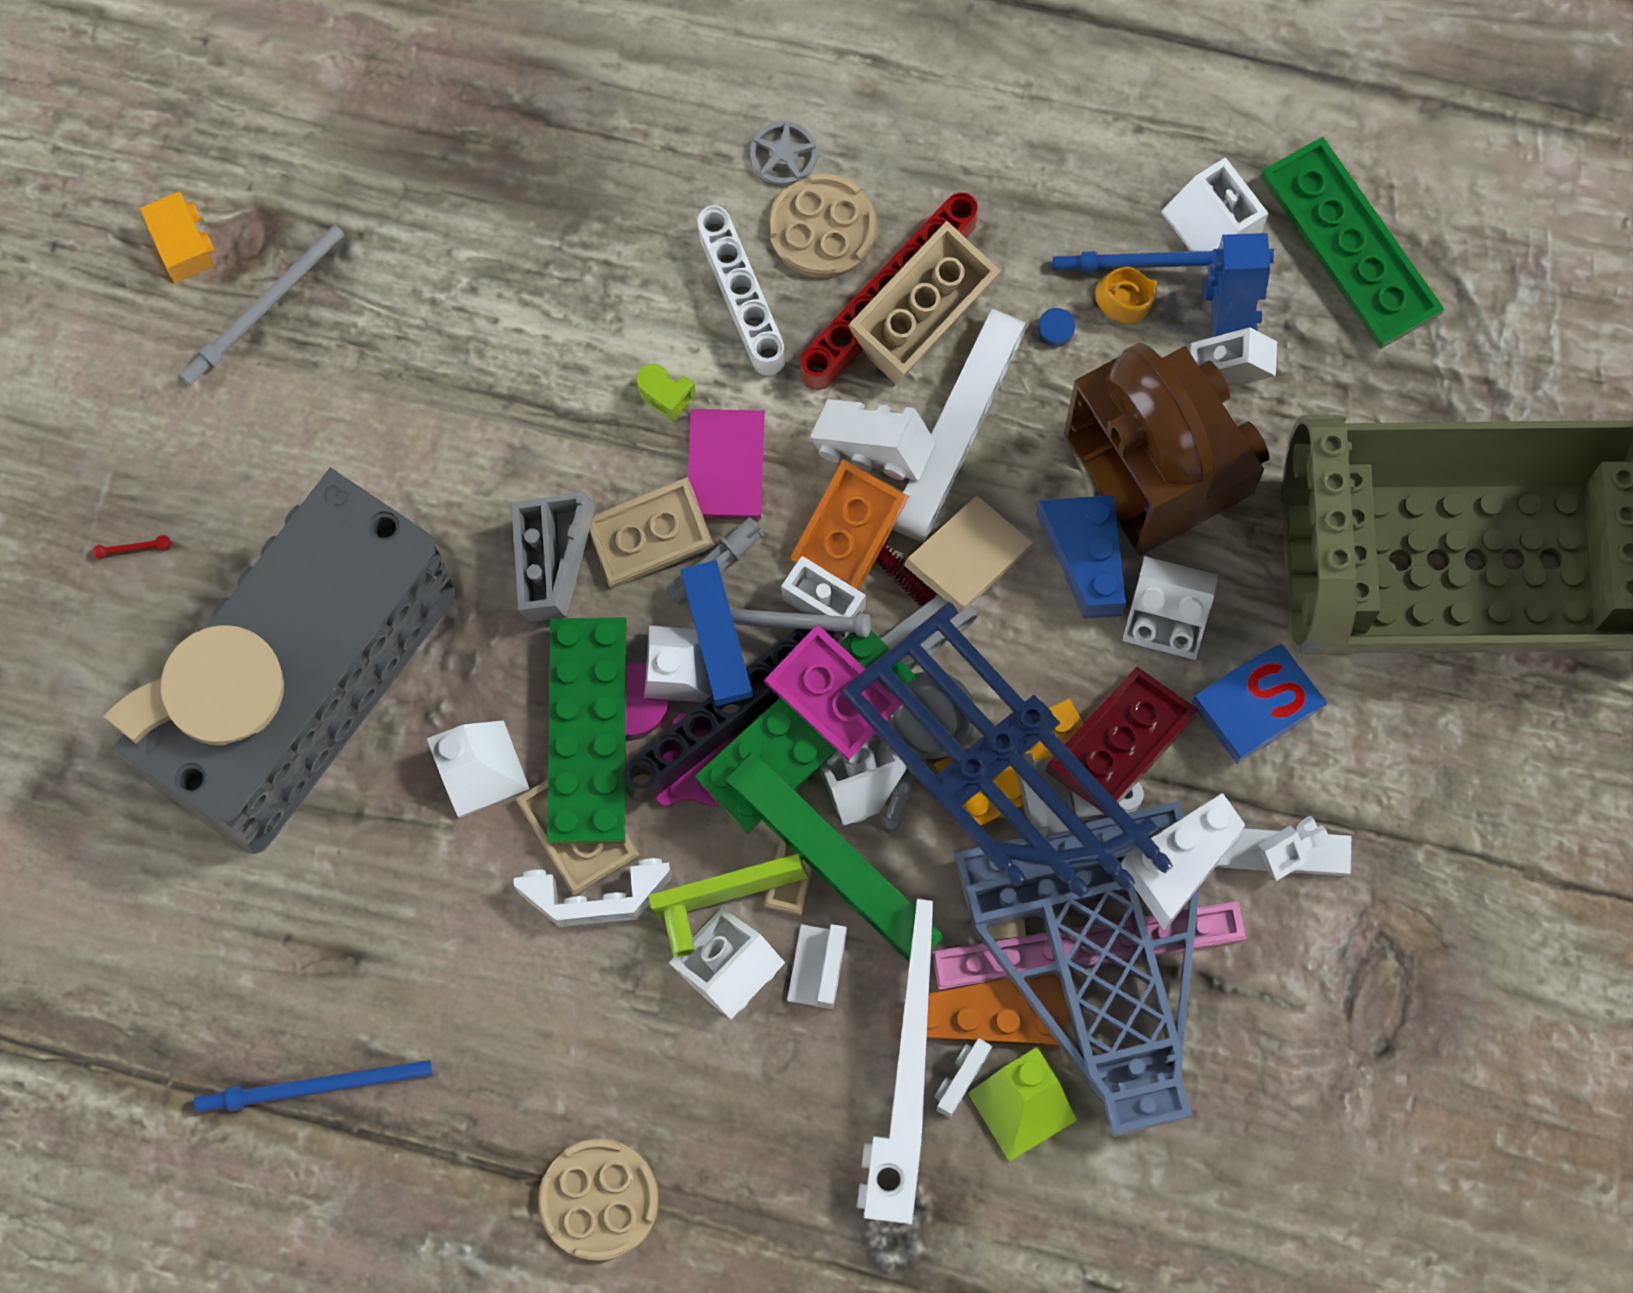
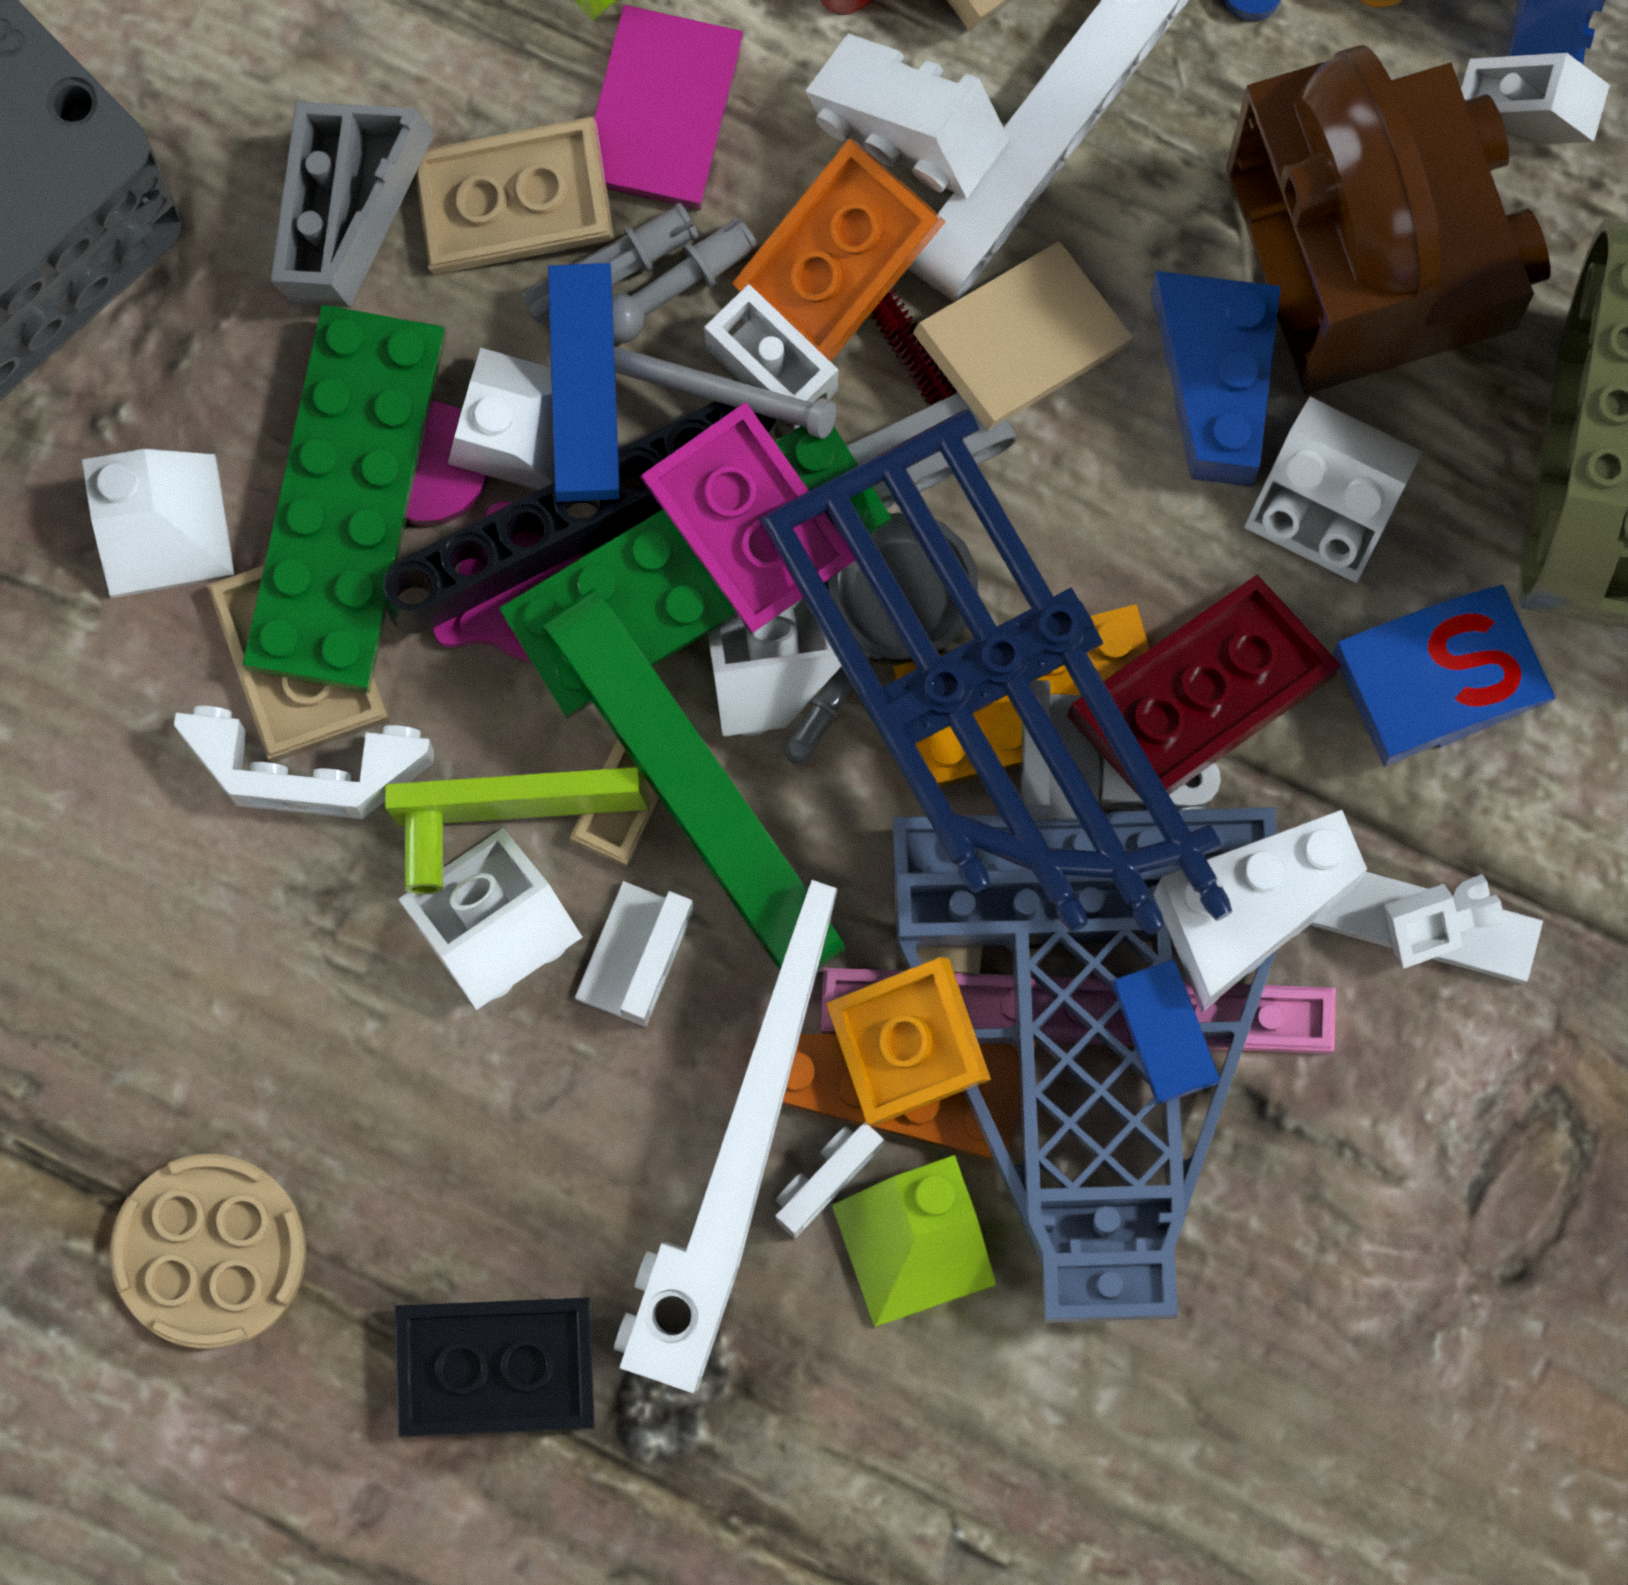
camera: 10 degrees right, 5 degrees up
(769, 549) = (703, 263): none -> light grey pin
(787, 1234) = (494, 1367): none -> black plate
(994, 984) = (908, 1041): none -> light orange plate
(1146, 947) = (1165, 1032): none -> blue tile

